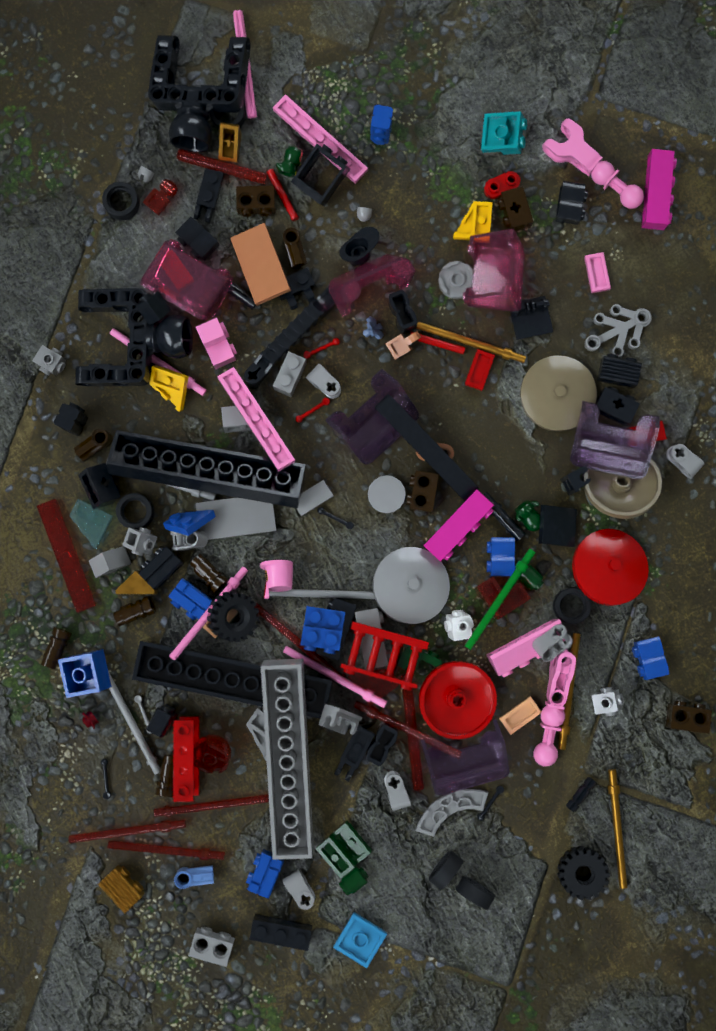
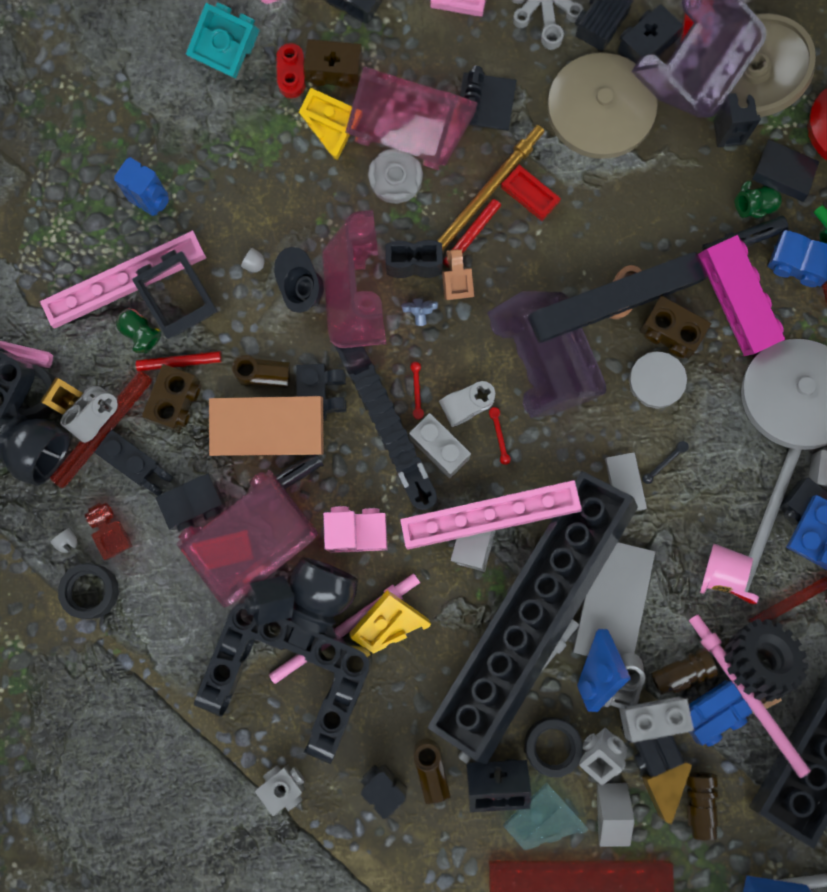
camera: 65 degrees left, 5 degrees down
(171, 560) = (656, 719): none -> light grey brick
(225, 154) = (87, 415): none -> light grey piece

